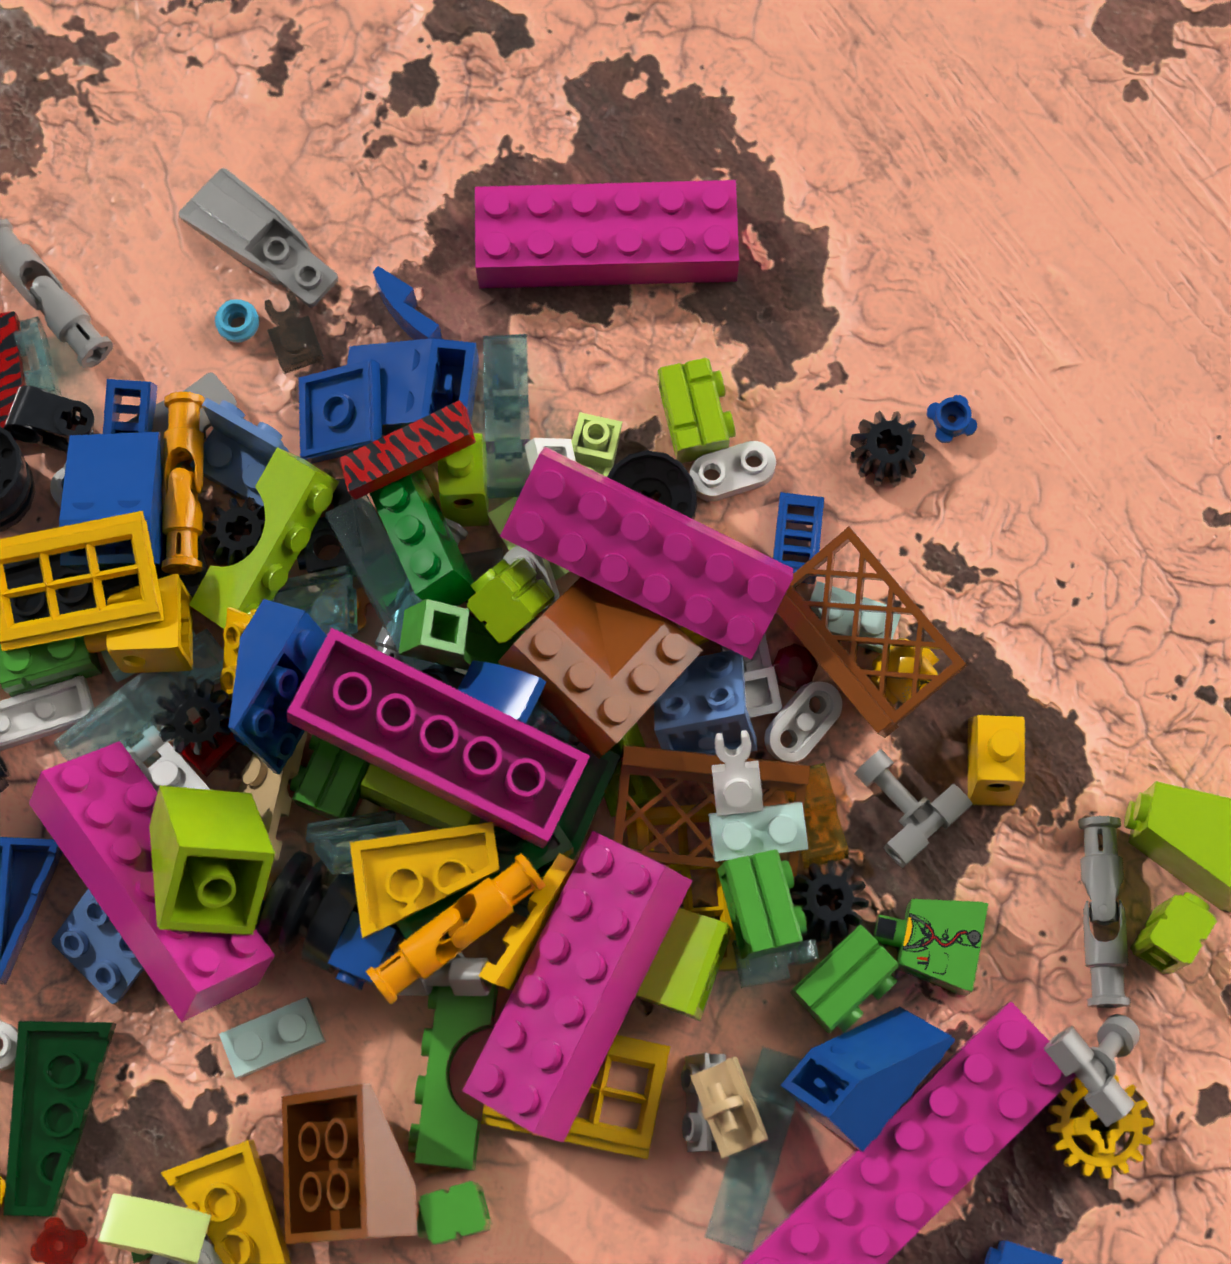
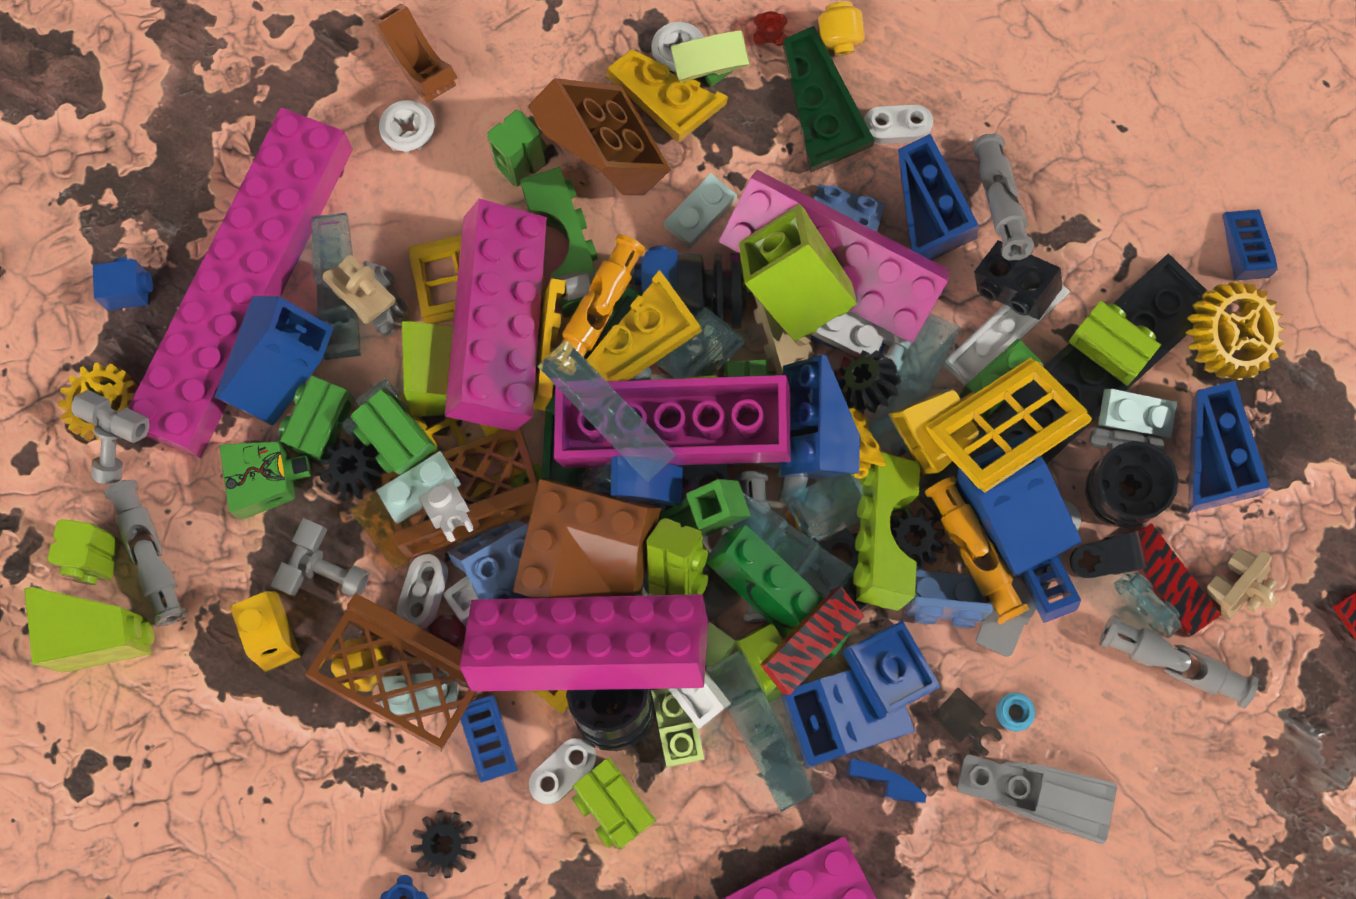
camera: 155 degrees right, 0 degrees up
(506, 767) = (606, 410): none -> clear light blue slope

